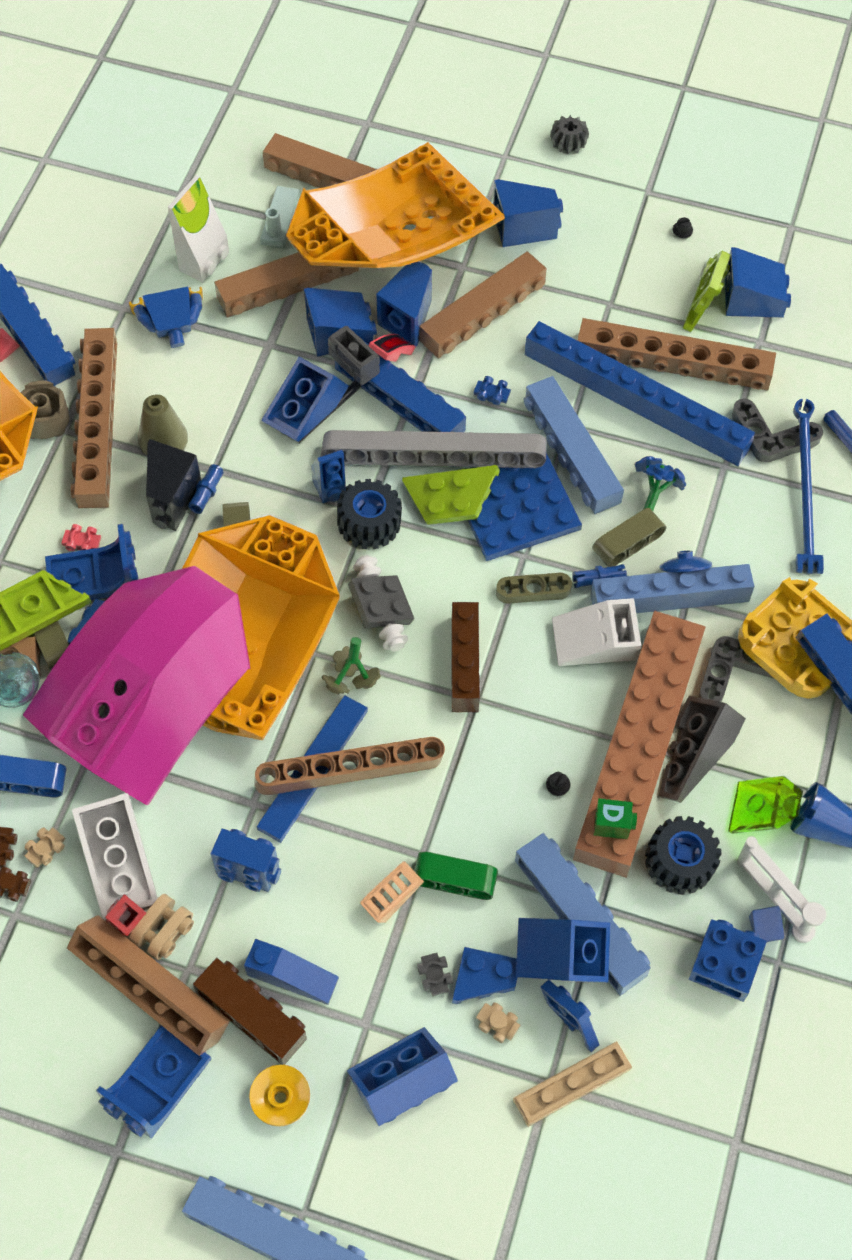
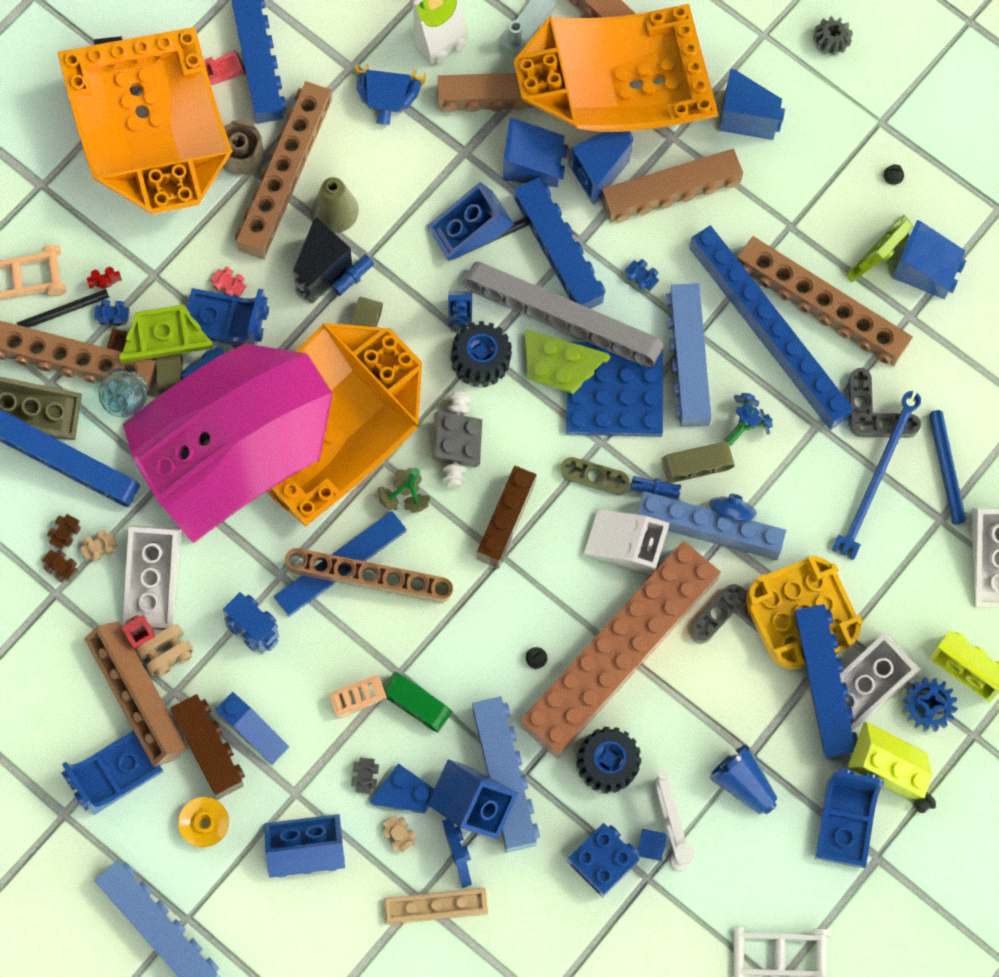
camera: 20 degrees right, 10 degrees up
(354, 355) = (526, 200): dark grey brick -> none
(391, 346) = (568, 198): slope -> none
(614, 818) = (559, 710): green brick -> none
(703, 737) = (673, 669): dark grey wedge -> none
(764, 804) = (697, 745): clear neon green slope -> none

